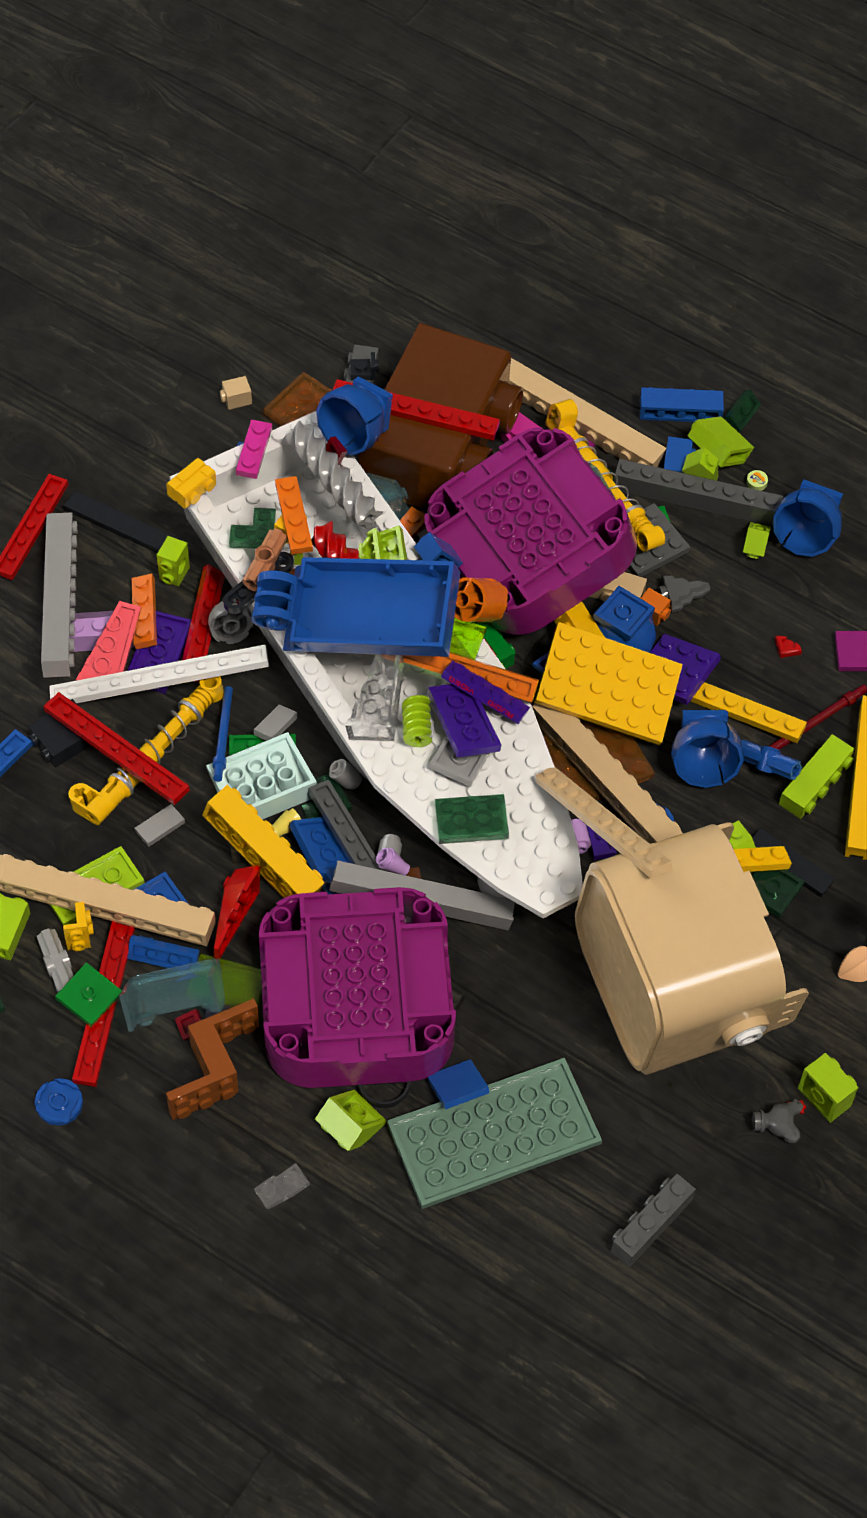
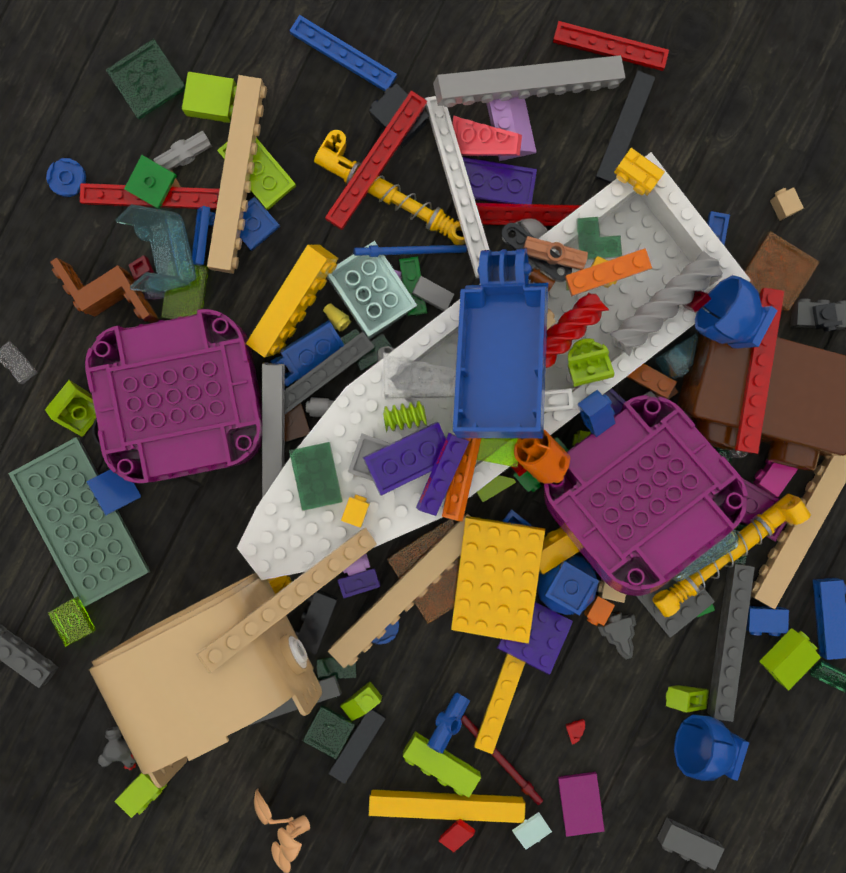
camera: 85 degrees right, 30 degrees up
(78, 934) = (208, 165): yellow bracket -> none
(144, 596) = (533, 161): orange plate -> none
(159, 825) = (319, 209): light grey tile -> none
(173, 561) = (583, 176): lime brick -> none
(238, 897) = (254, 287): red wedge -> none
(254, 449) = (690, 224): dark pink plate -> none
(391, 861) = (302, 410): lavender cone -> none
(515, 780) = (355, 510): none -> yellow brick
(616, 1152) = (71, 621): none -> clear neon green tile
(701, 464) = (756, 643): lime slope -> none
(704, 746) = (452, 663): blue plate -> none
(757, 480) = (755, 693): yellowish green tile -> none
(763, 858) = (346, 718): yellow plate -> none

